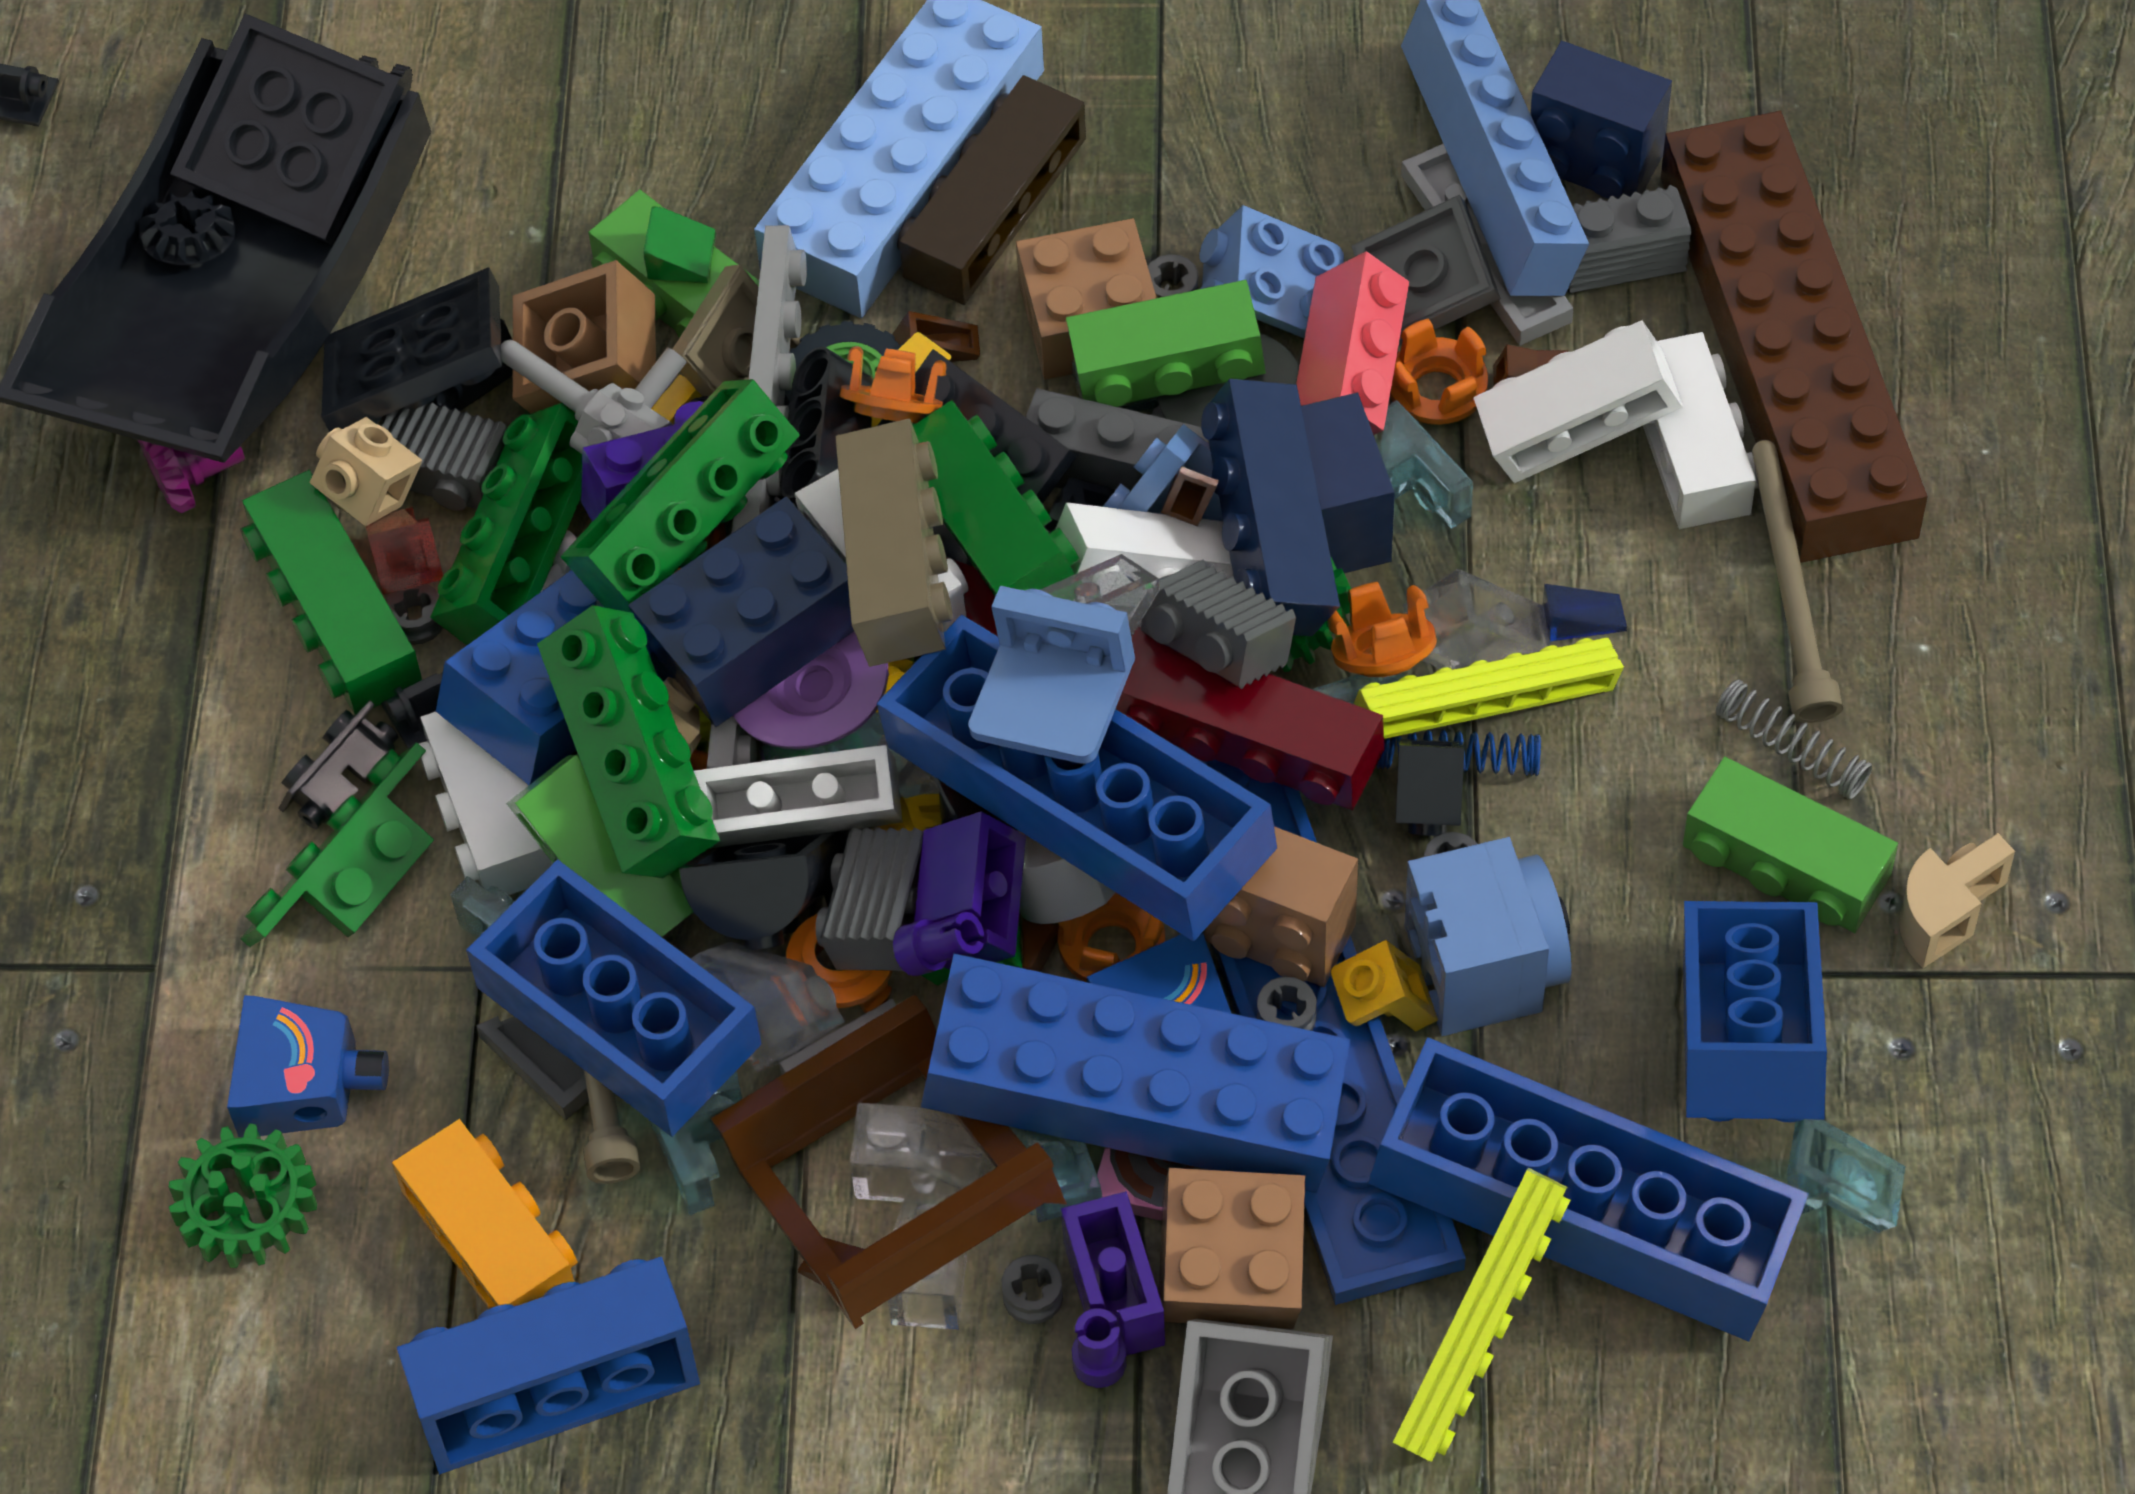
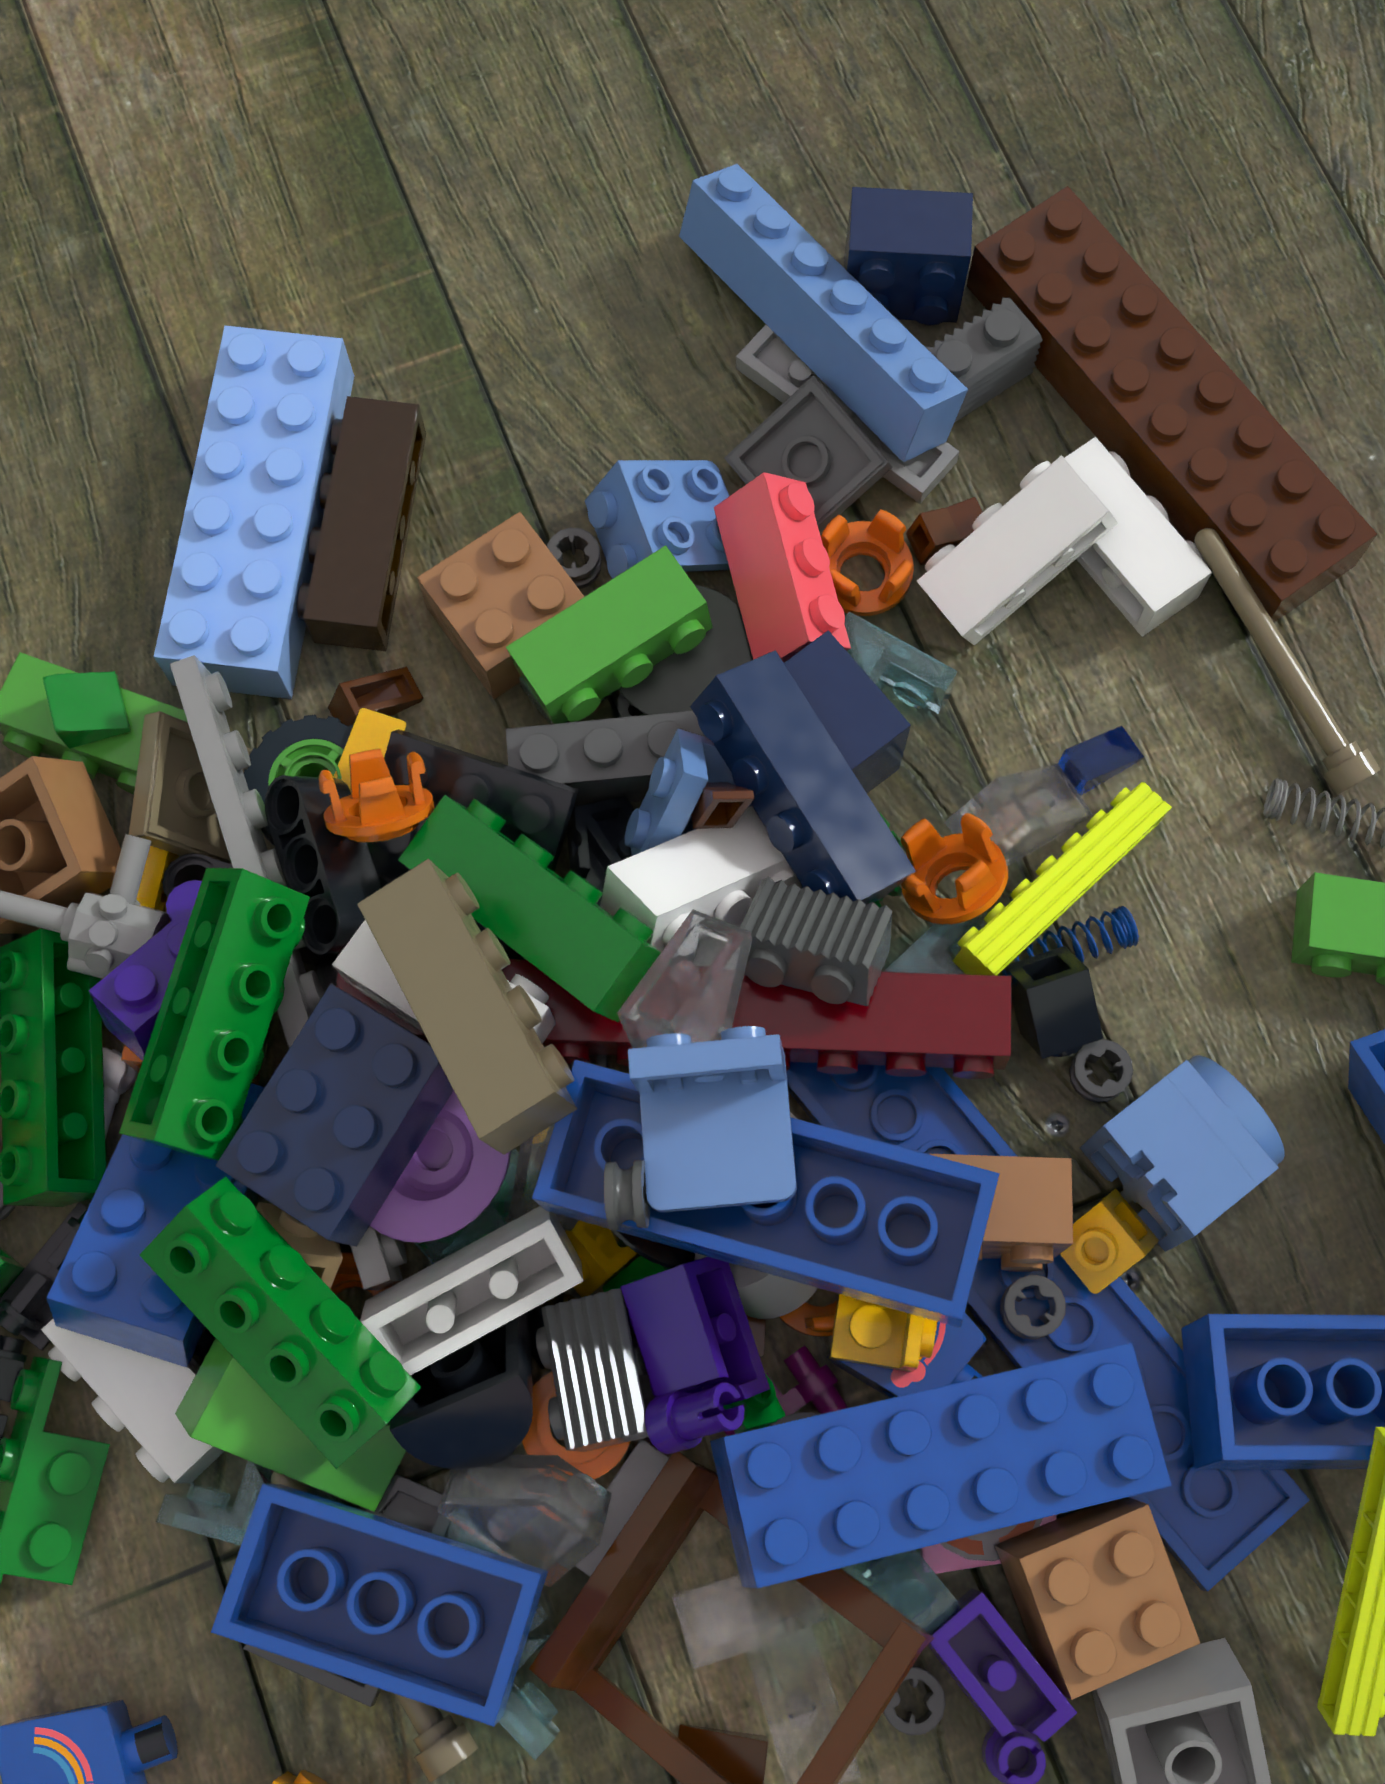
camera: 25 degrees left, 15 degrees up
(951, 712) = (626, 1195): none -> dark grey bush
(1139, 962) = (880, 1335): none -> yellow bracket

